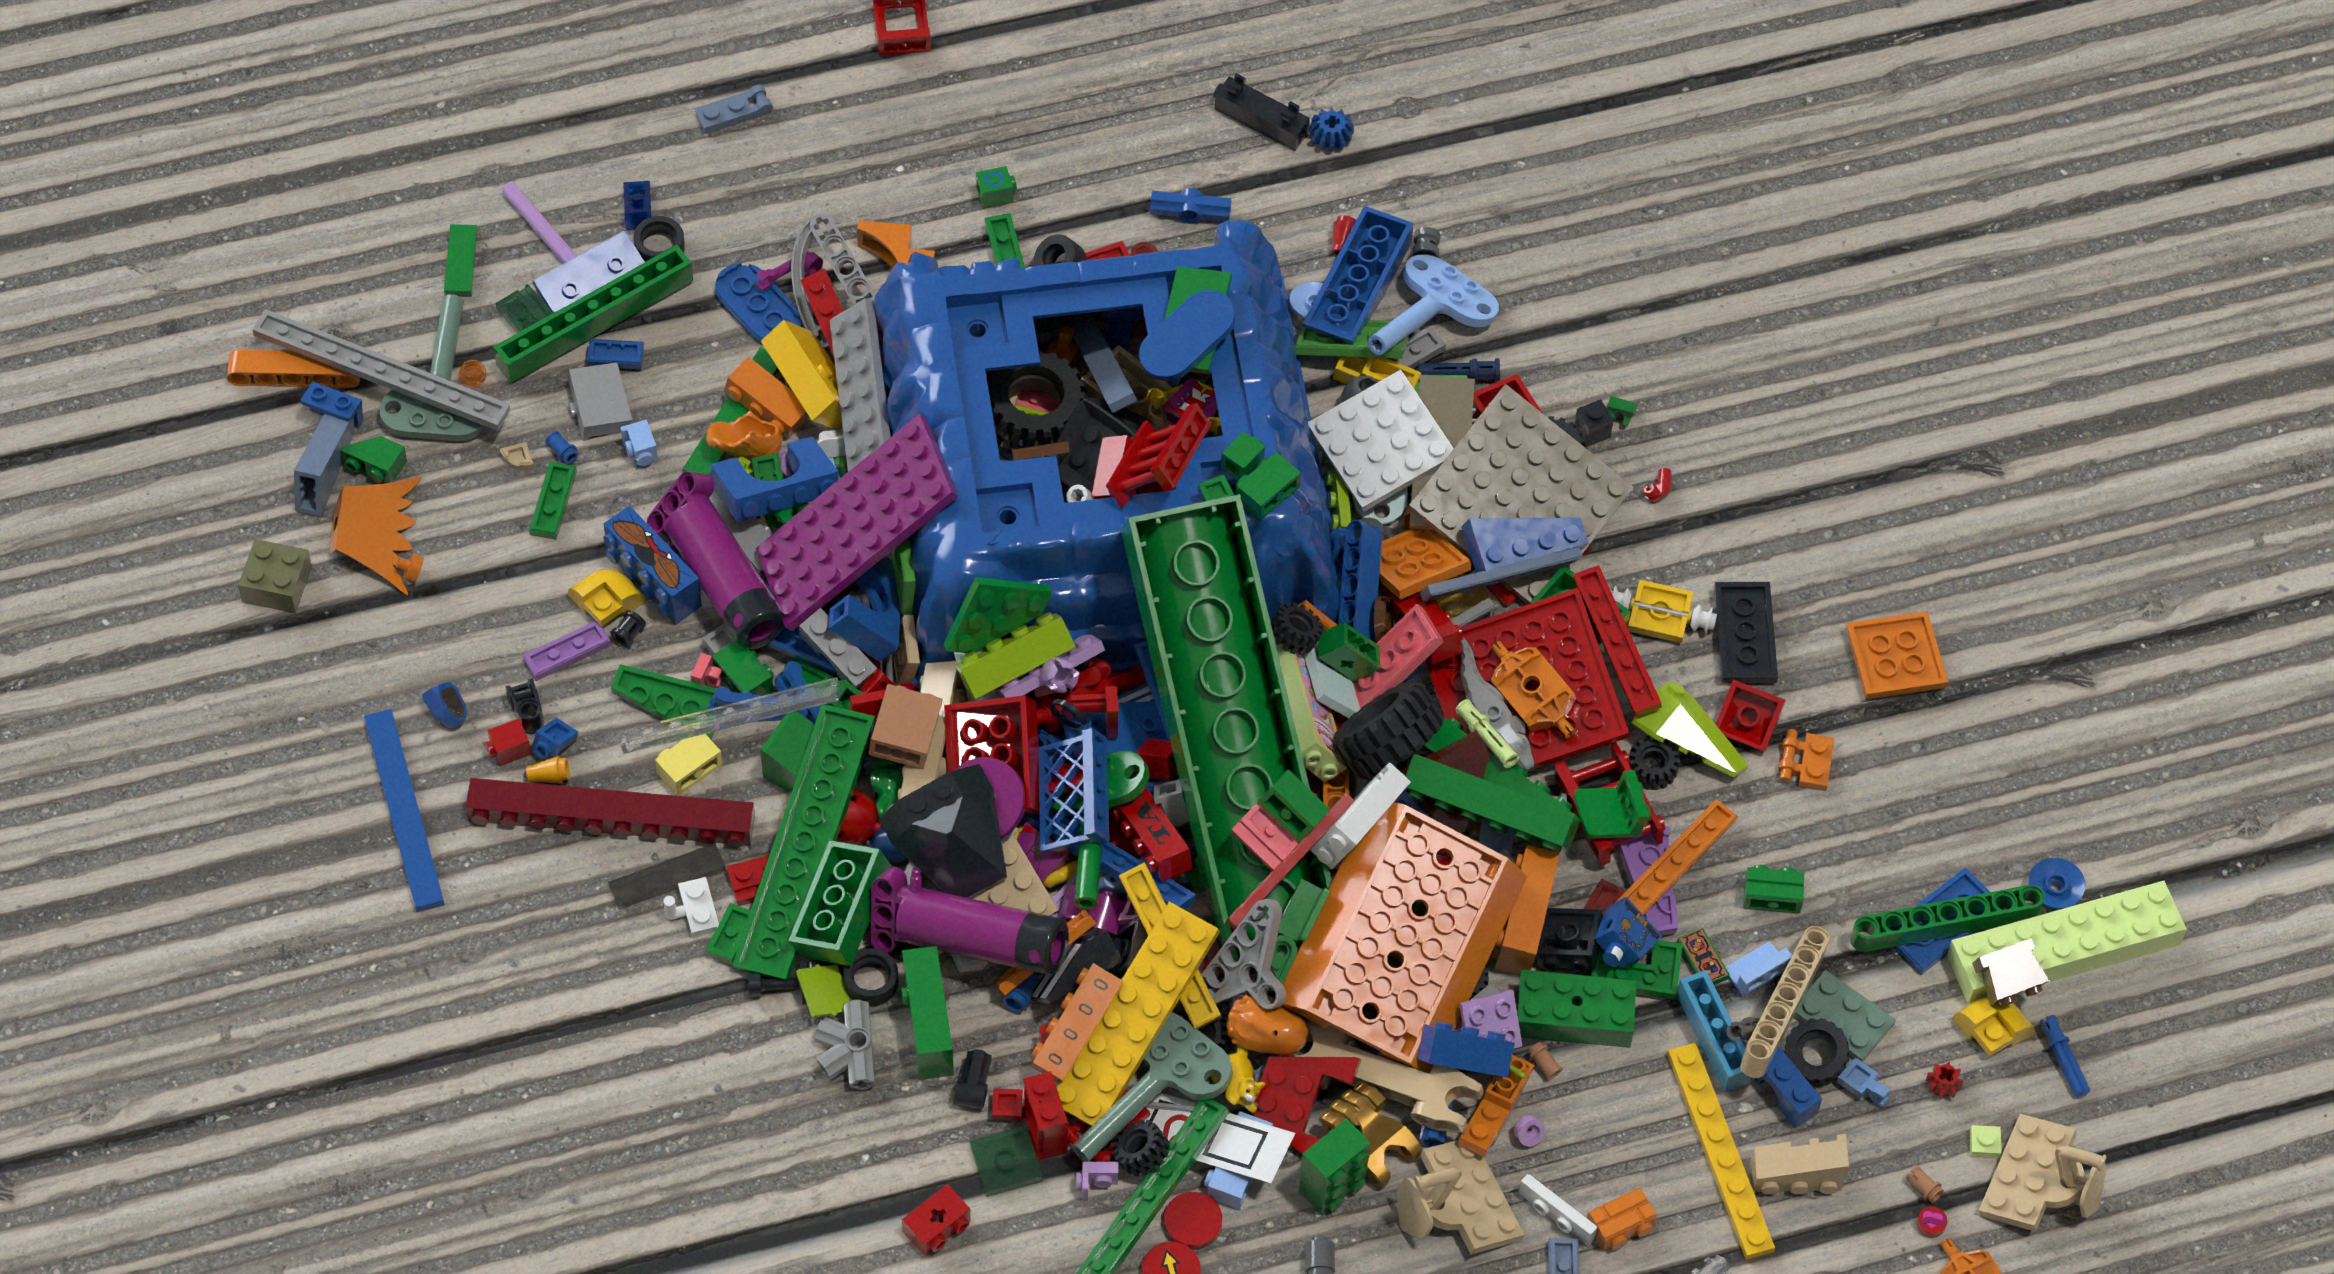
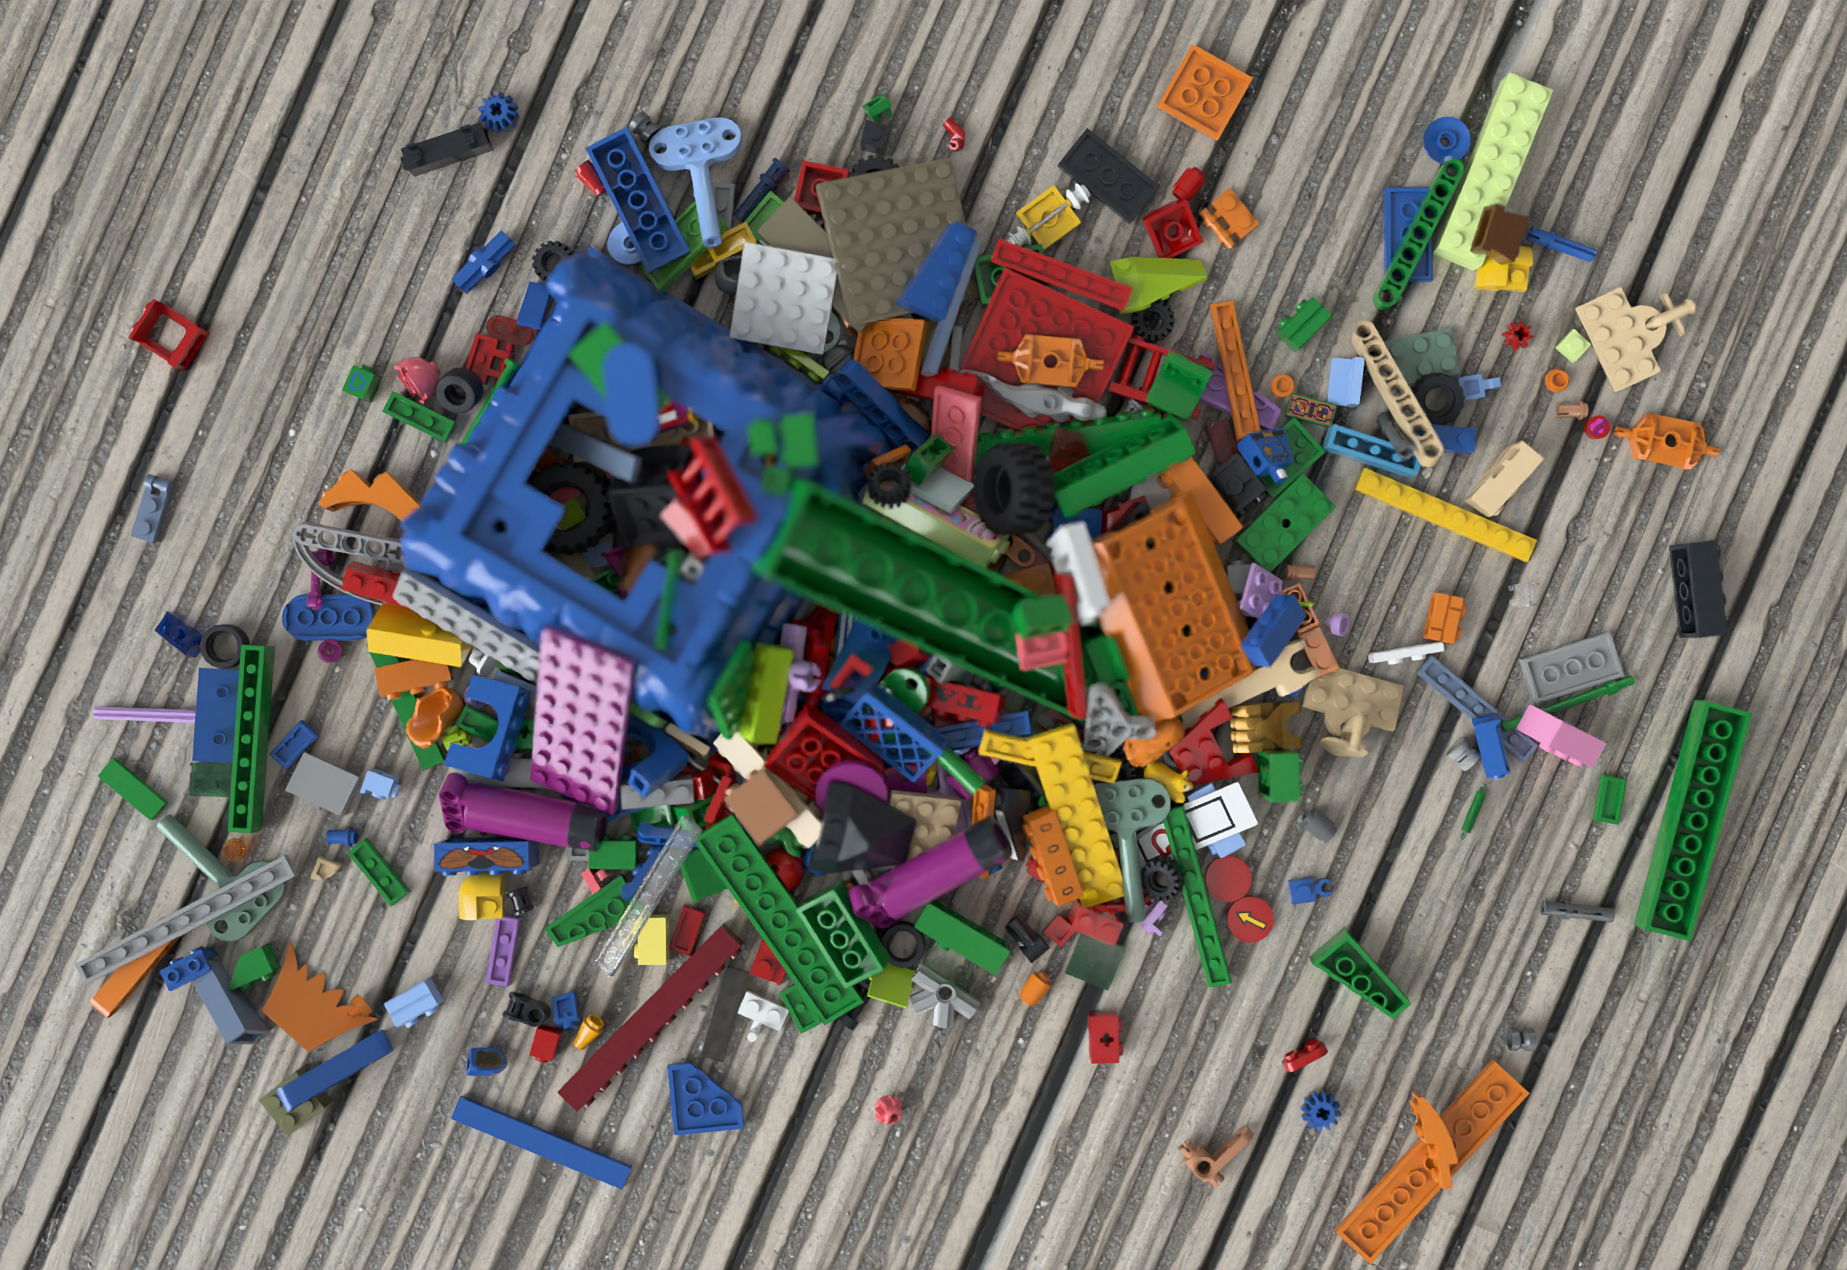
camera: 45 degrees left, 30 degrees up
(337, 580) = (334, 1070): none -> blue beam
(453, 608) = (413, 1003): none -> light blue brick
(561, 914) = (700, 1102): none -> blue plate
(700, 1071) = (888, 1110): none -> coral gear
(723, 786) = (687, 930): none -> red tile
(728, 324) = (329, 651): none -> magenta tile
(931, 1124) = (1035, 988): none -> orange brick
(996, 504) = (663, 618): none -> green piece
(1041, 222) = (419, 377): none -> coral cylinder
(1487, 733) = (1033, 419): yellowish green pin -> none
(1701, 916) = (1282, 386): none -> orange tile
(1803, 701) = (1188, 184): none -> red brick
(1939, 1151) = (1556, 380): none -> orange plate

